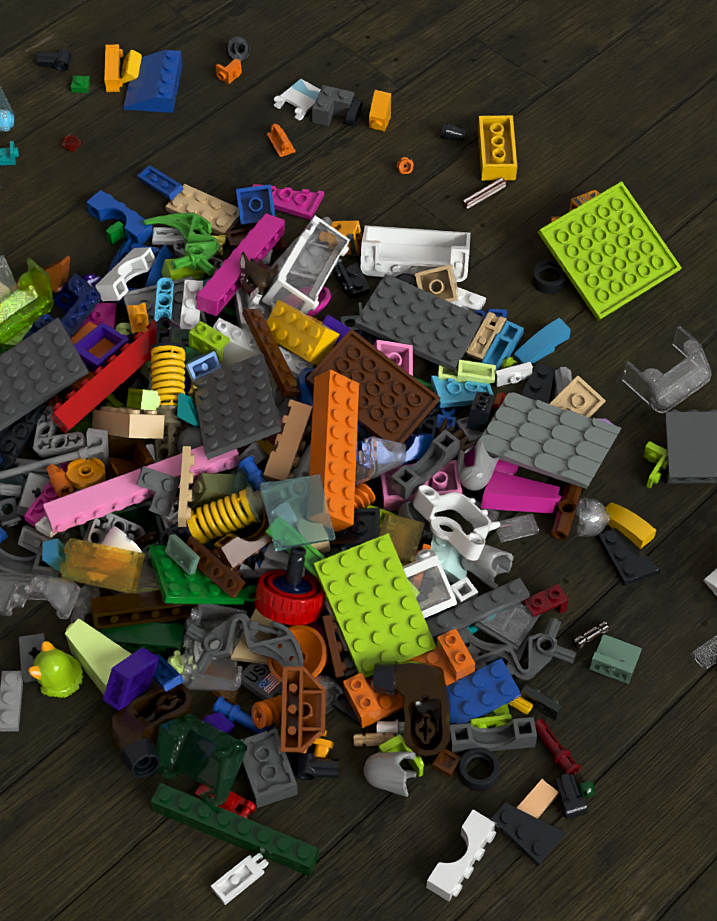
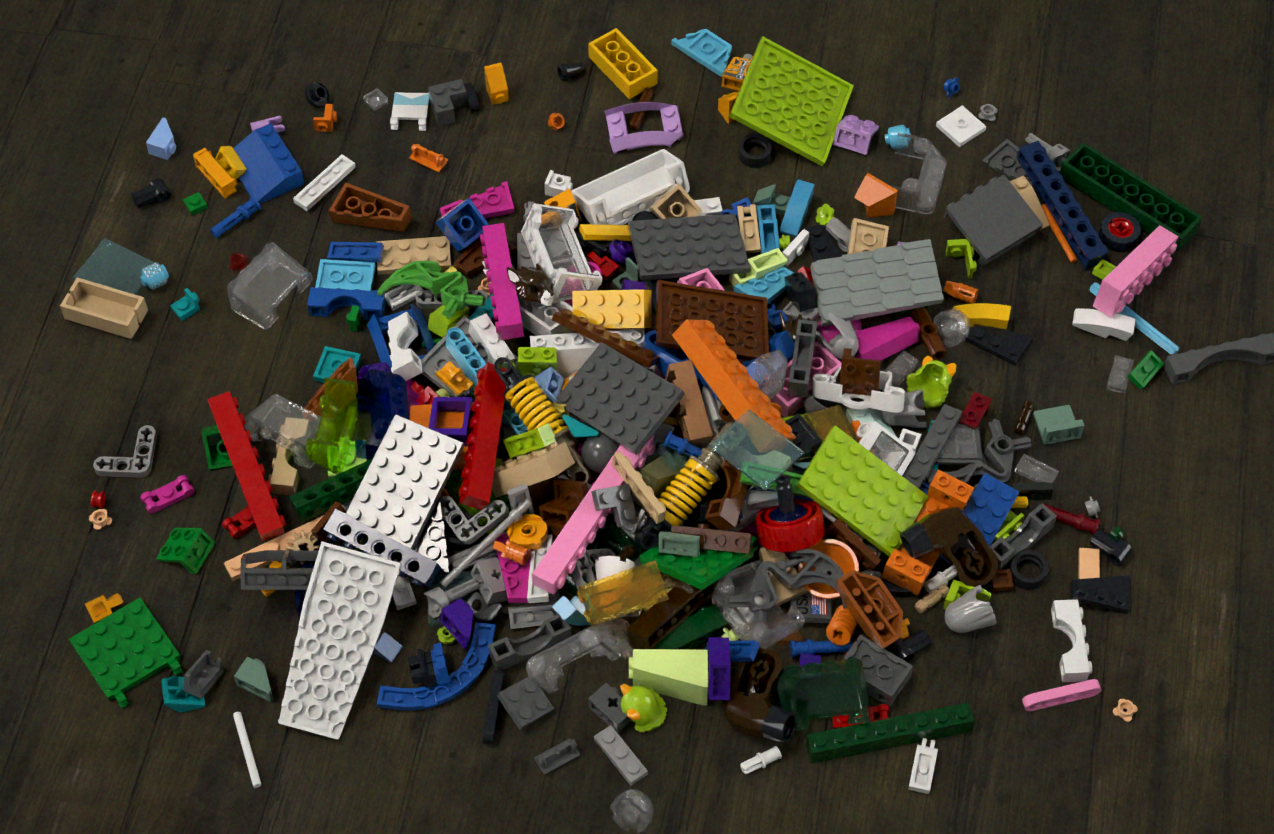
camera: 35 degrees left, 0 degrees up
(72, 167) = (266, 284): none -> clear windscreen
(77, 111) = (242, 213): none -> blue pin
(79, 260) = (331, 360): none -> teal plate
(97, 24) = (161, 141): none -> light blue slope
(112, 780) = (761, 760): none -> white axle
(113, 318) = (425, 394): none -> red plate
(138, 197) = (345, 274): none -> medium azure plate
(184, 51) = (274, 120): none -> lavender hinge
(186, 118) = (324, 182): none -> white plate
(196, 154) = (369, 209): none -> dark orange wedge
(280, 75) = (375, 99): none -> clear plate
(341, 301) = (606, 265): none -> red plate
(361, 272) = (604, 232): none -> yellow tile
(362, 294) = (620, 251): none -> dark purple plate
(363, 214) = (557, 184): none -> white brick
(412, 898) = (1061, 695): none -> bright pink beam
(452, 194) = (622, 140): none -> lavender wedge
(458, 506) = (859, 374): none -> reddish brown bracket
(528, 321) = (768, 197): none -> sand green slope
(531, 553) = (934, 379): none -> lime hair
(561, 687) = (1035, 470): none -> clear plate
(563, 361) = (824, 214): none -> lime plant
(579, 172) = (706, 49): none -> medium azure wing
(583, 751) = (1092, 507): none -> light grey plate
(616, 370) = (877, 197): none -> orange slope
(627, 493) = (956, 289): none -> orange hinge
(647, 307) = (855, 134): none -> lavender bracket
(689, 326) = (891, 137): none -> medium azure head

